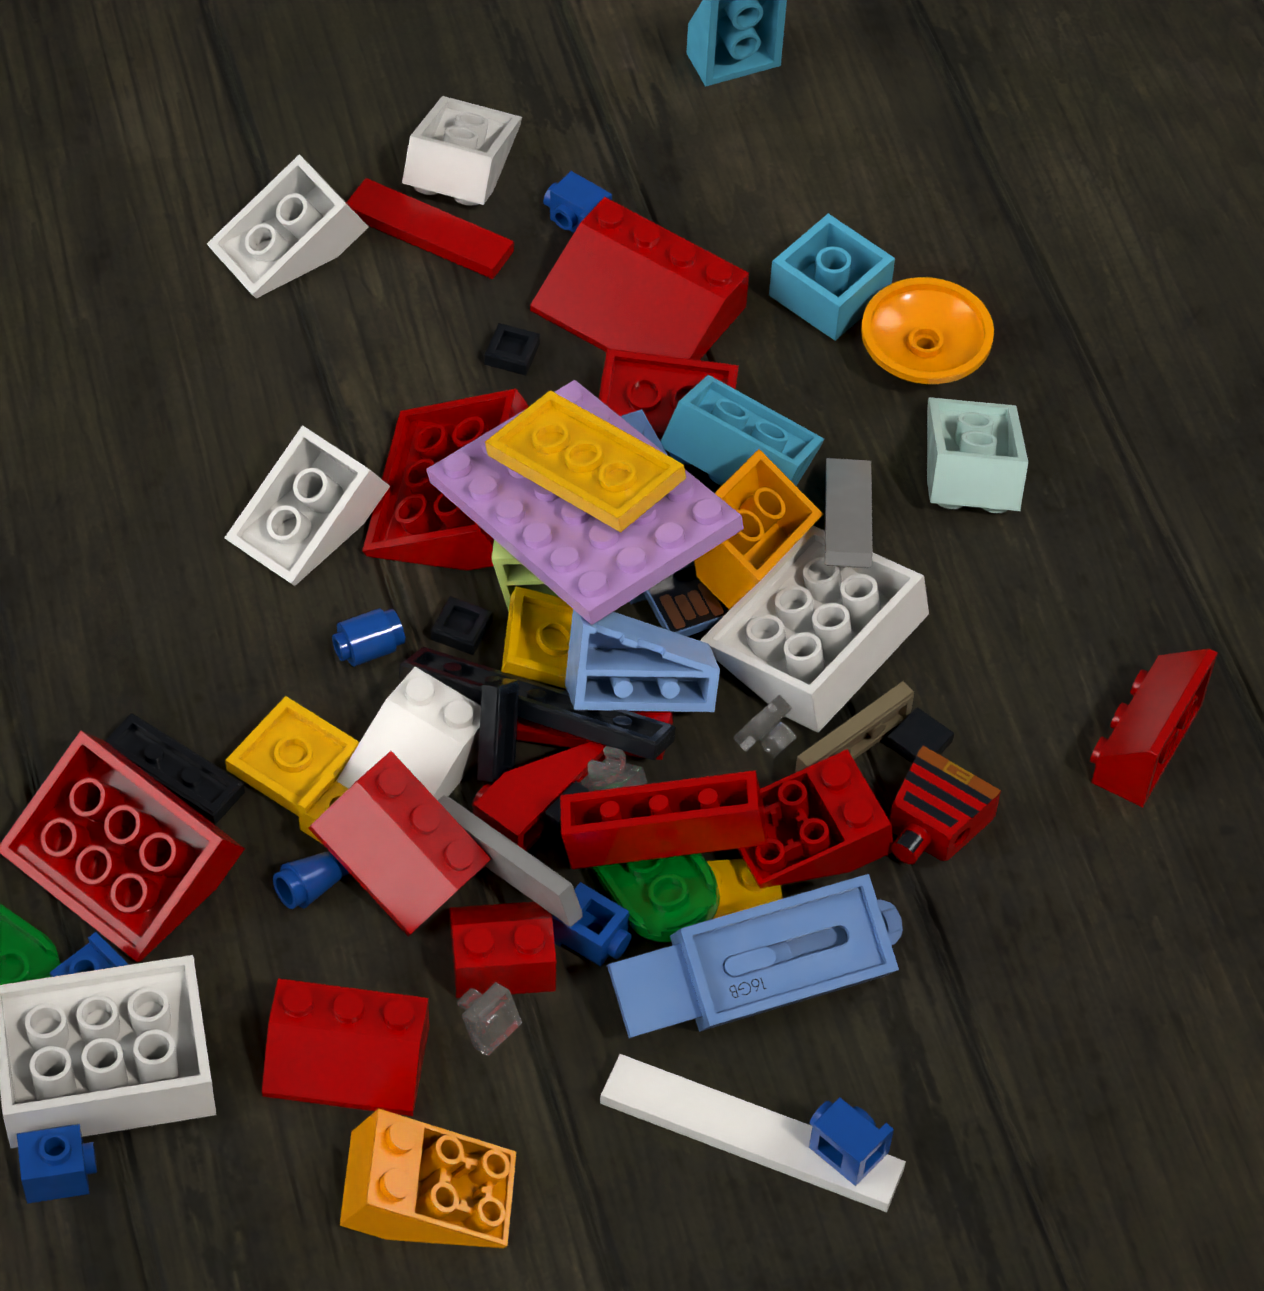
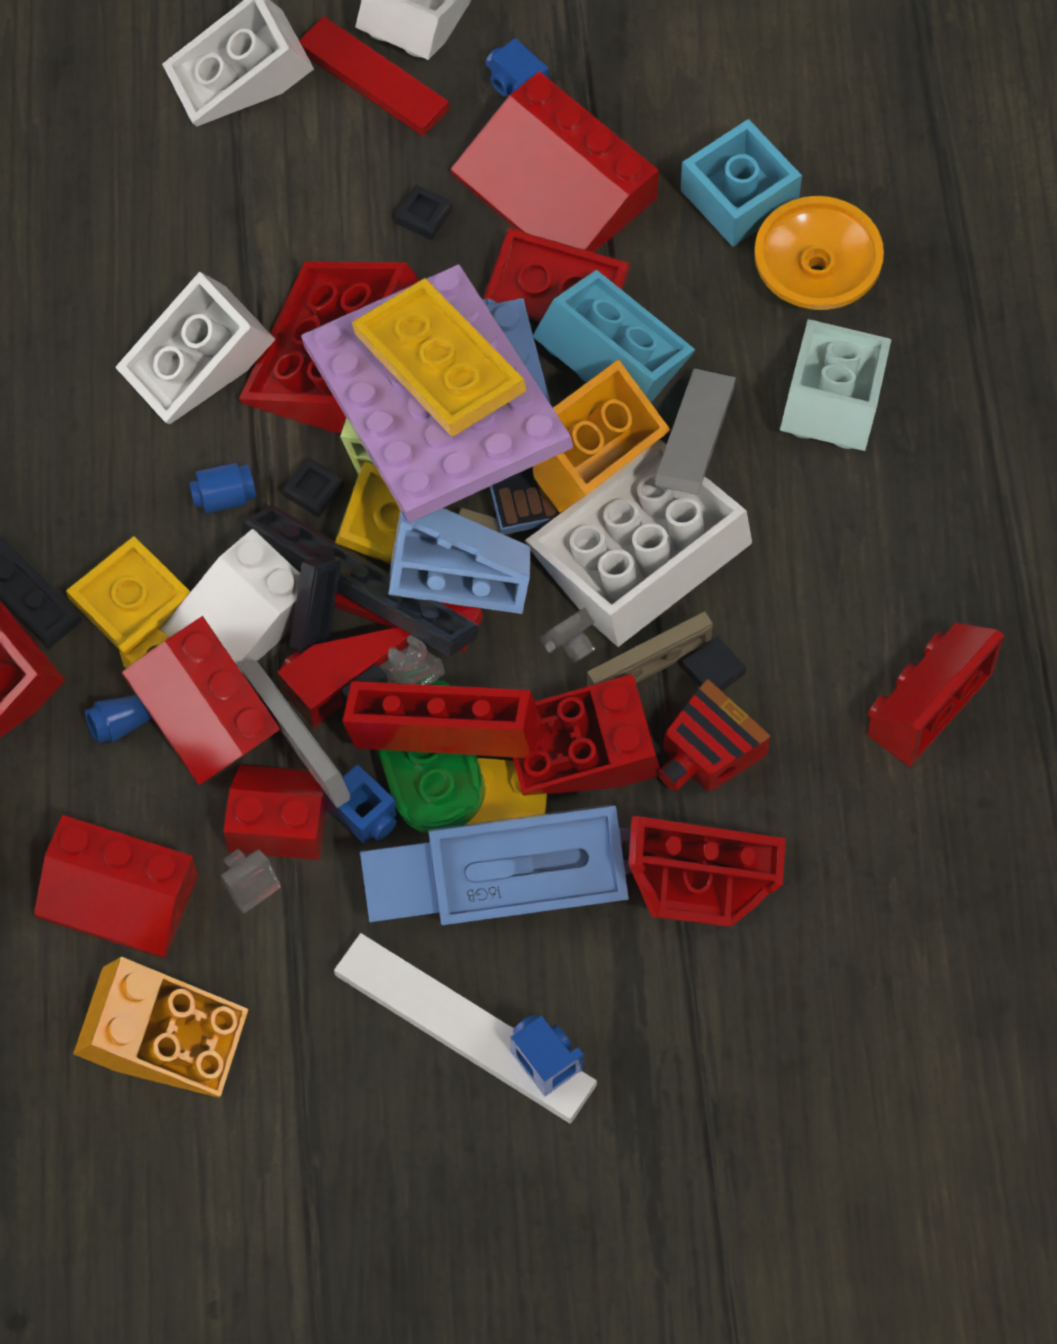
camera: 15 degrees right, 10 degrees up
(968, 928) = (703, 870): none -> red wedge

